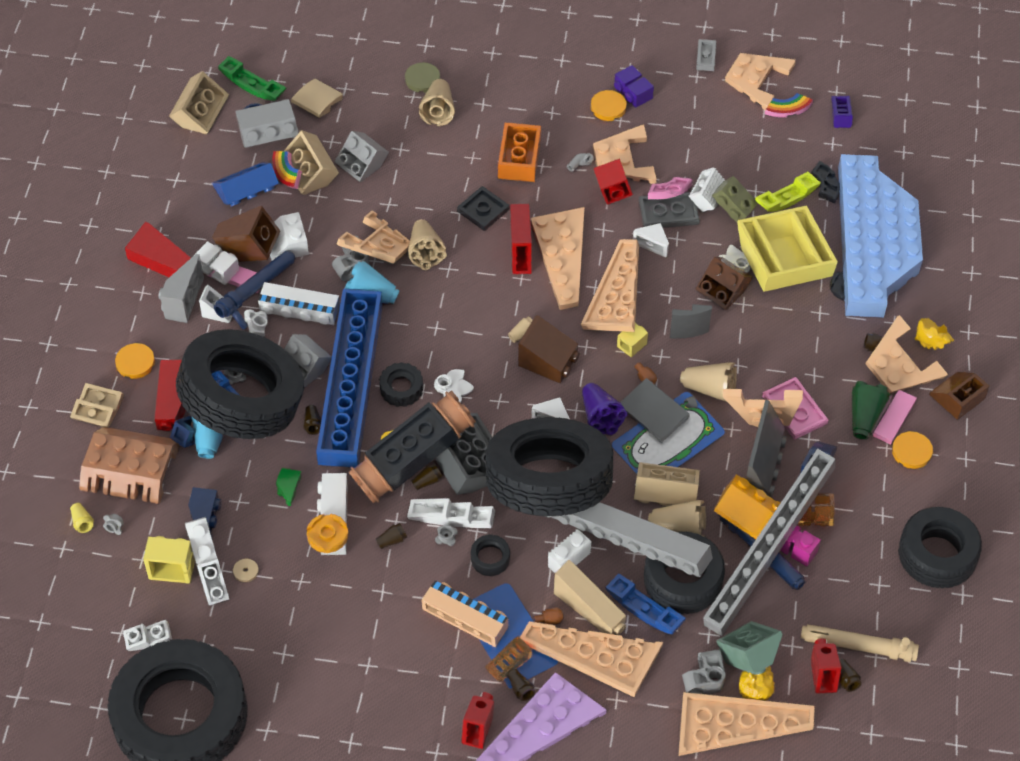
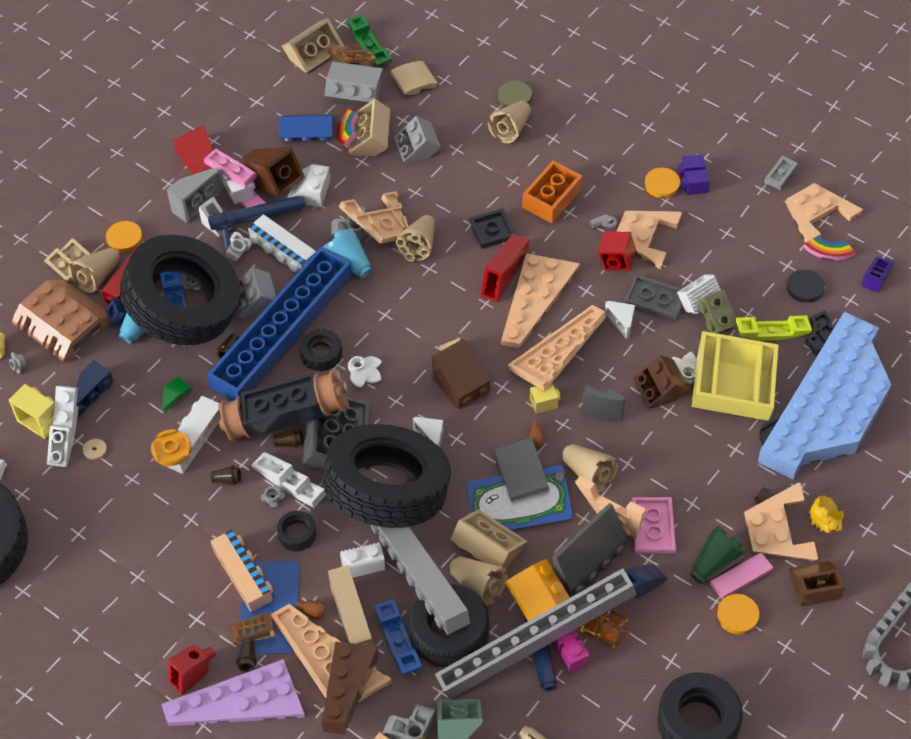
camera: 30 degrees right, 0 degrees up
(130, 404) = (93, 269): none -> tan cone
(208, 250) = (230, 168): none -> bright pink tile
(245, 99) = (351, 54): none -> clear orange slope
(602, 409) = (473, 448): dark purple cone -> none
(630, 660) = (348, 676): none -> reddish brown wedge
(670, 189) = (667, 279): bright pink tile -> none
(789, 146) = (805, 285): none -> black tile

